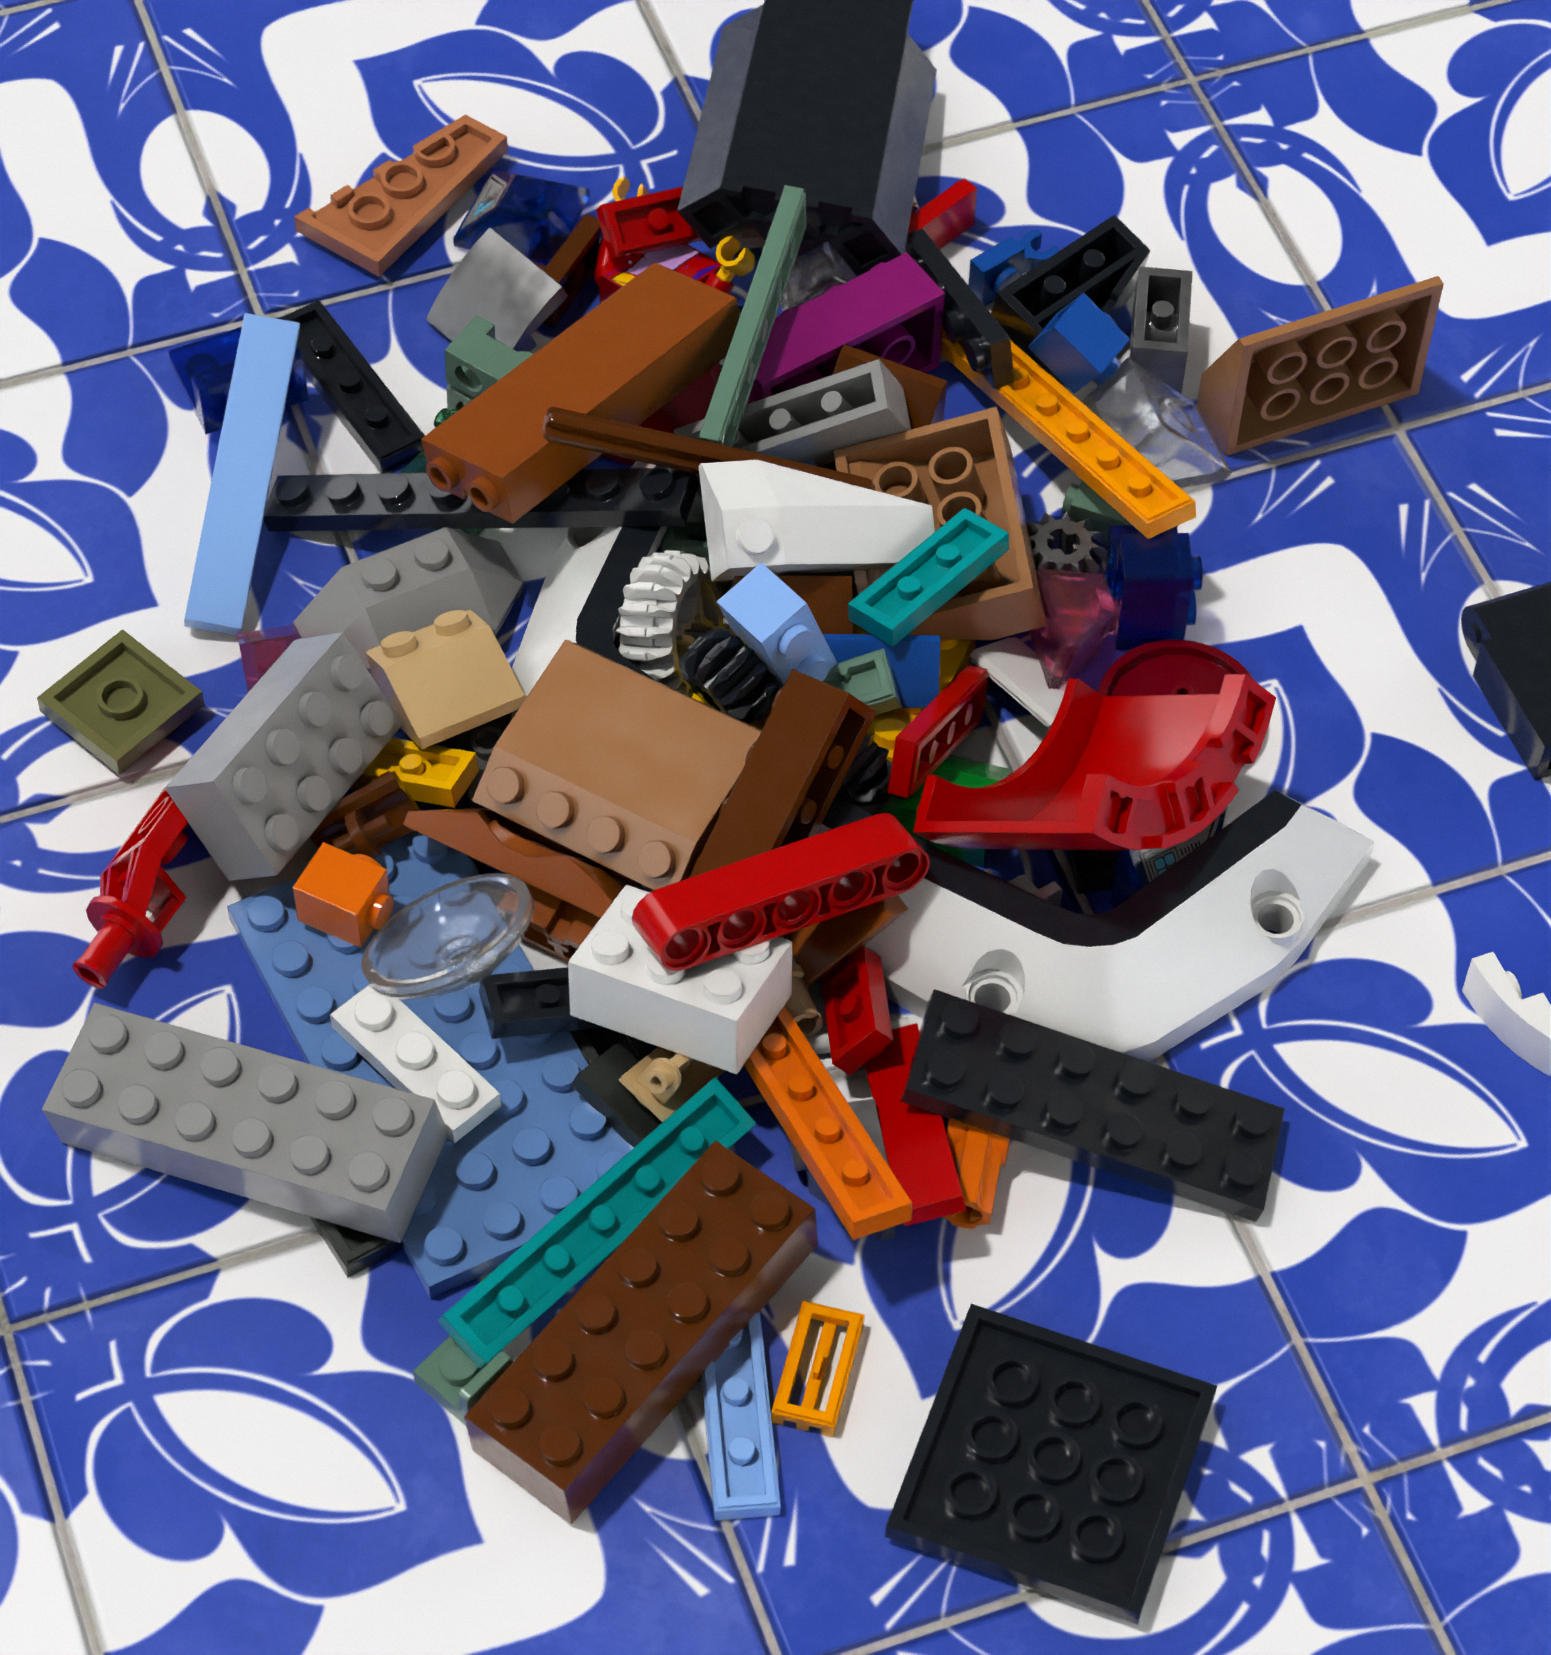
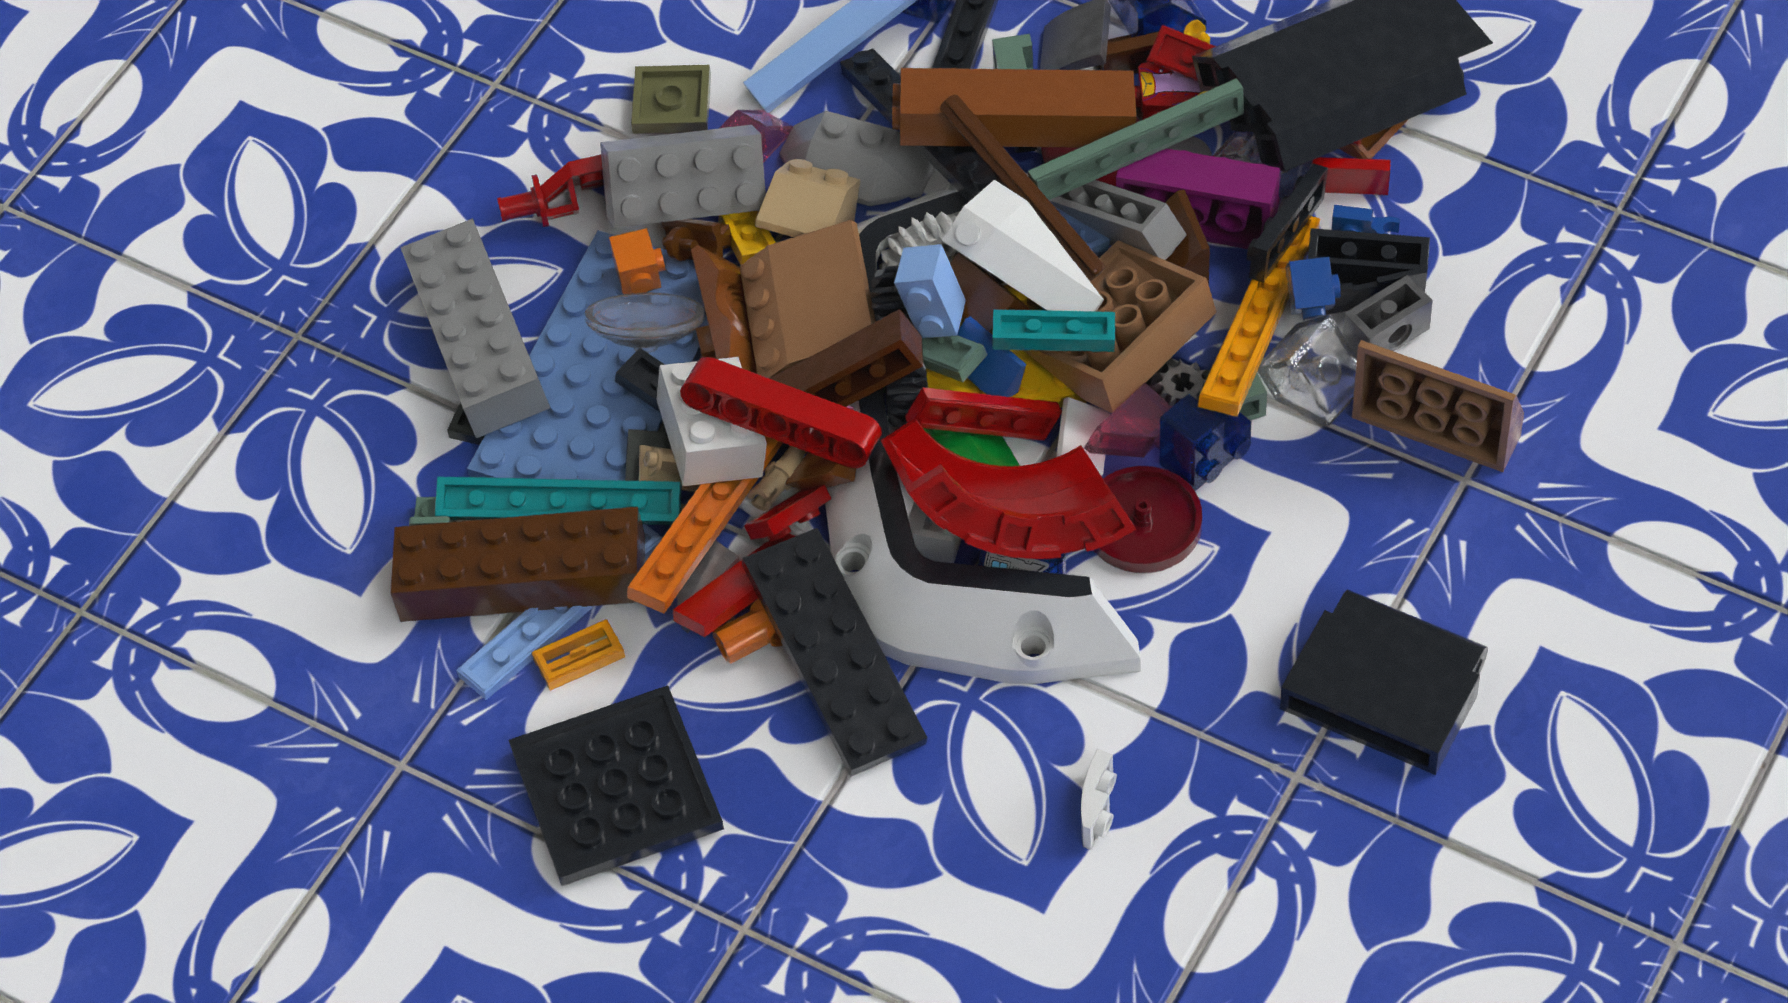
camera: 55 degrees right, 0 degrees up
(415, 1059) = (575, 368): white plate -> none

